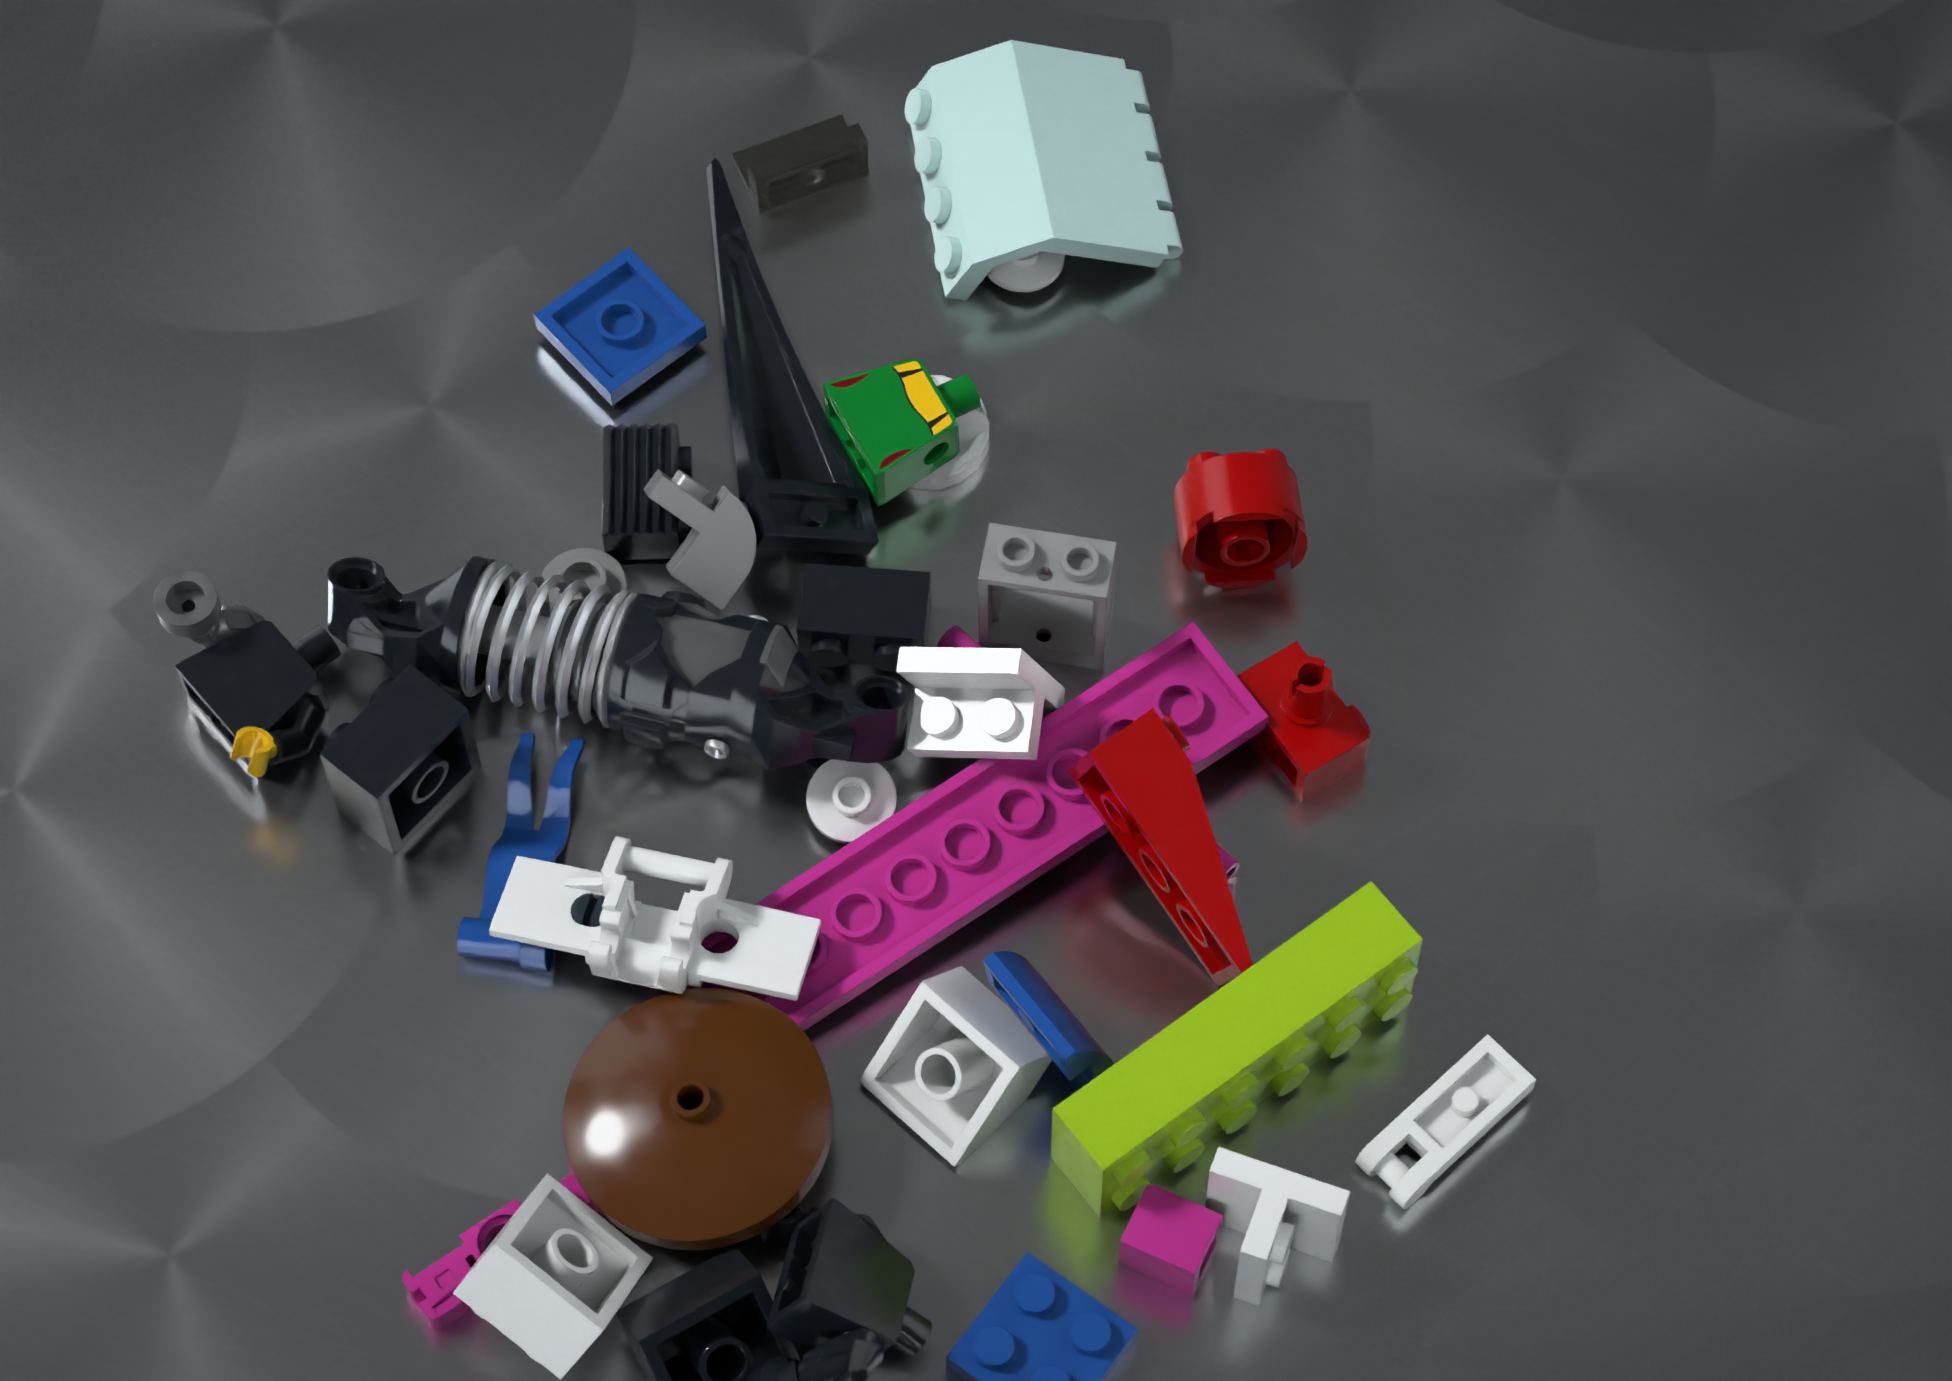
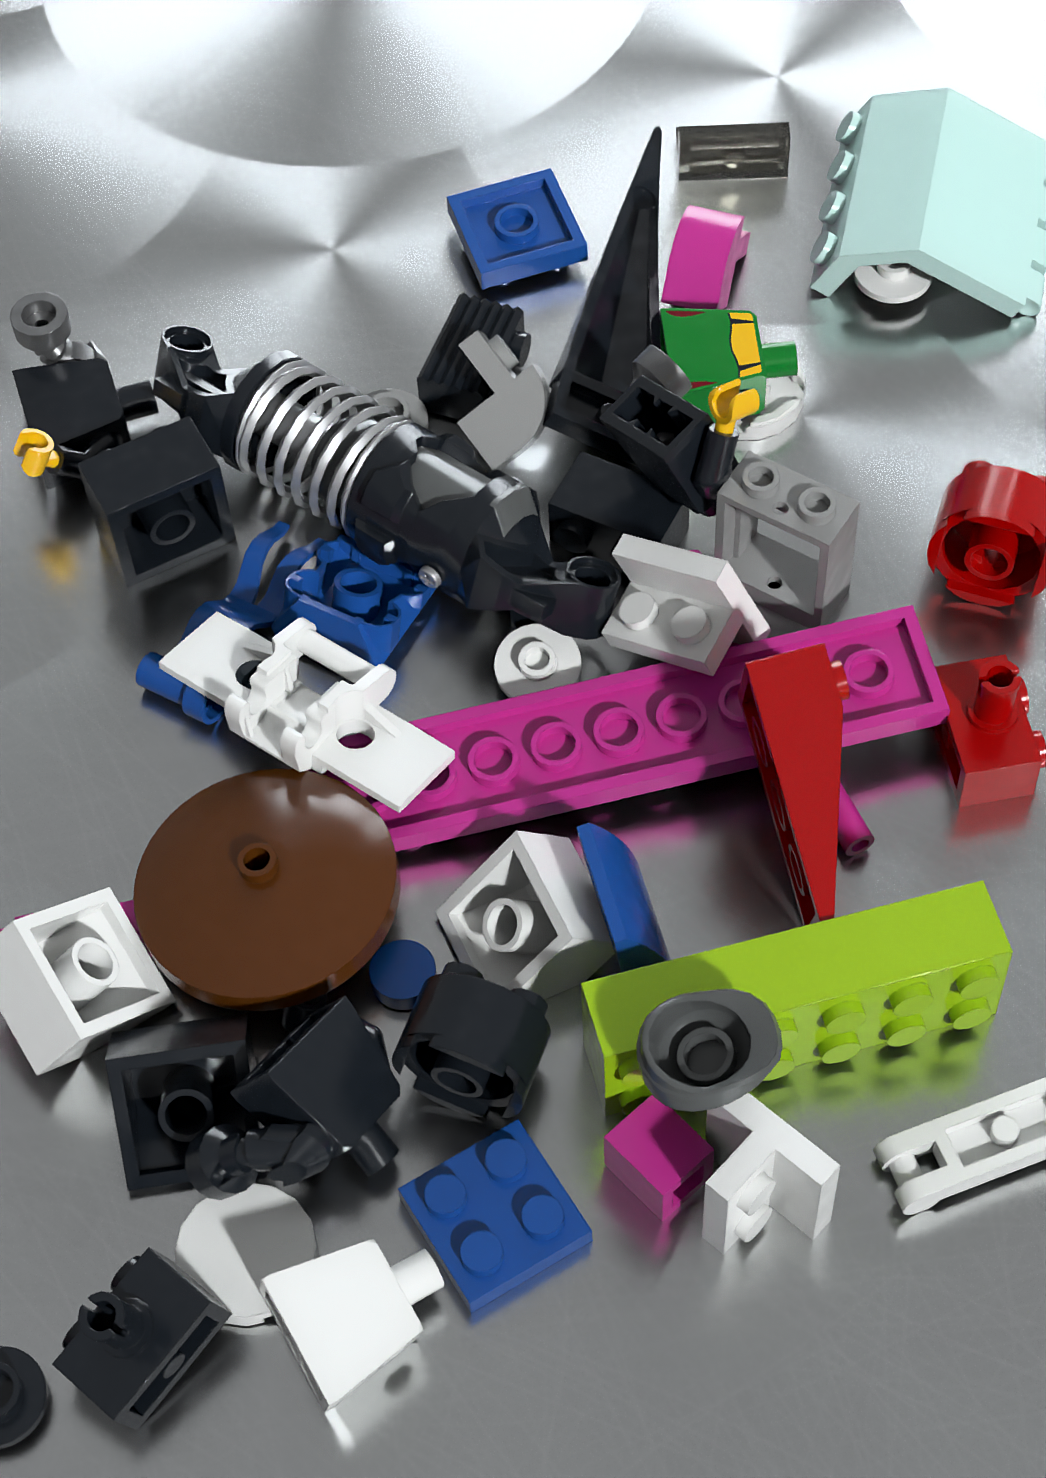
camera: 25 degrees right, 5 degrees down
(638, 796) = (354, 600): none -> blue slope
(835, 308) = (704, 258): none -> dark pink brick
(858, 1154) = (399, 972): none -> blue tile
(904, 532) = (674, 439): none -> black torso
(963, 1196) = (473, 1042): none -> black brick
(1198, 1130) = (707, 1048): none -> dark grey hat

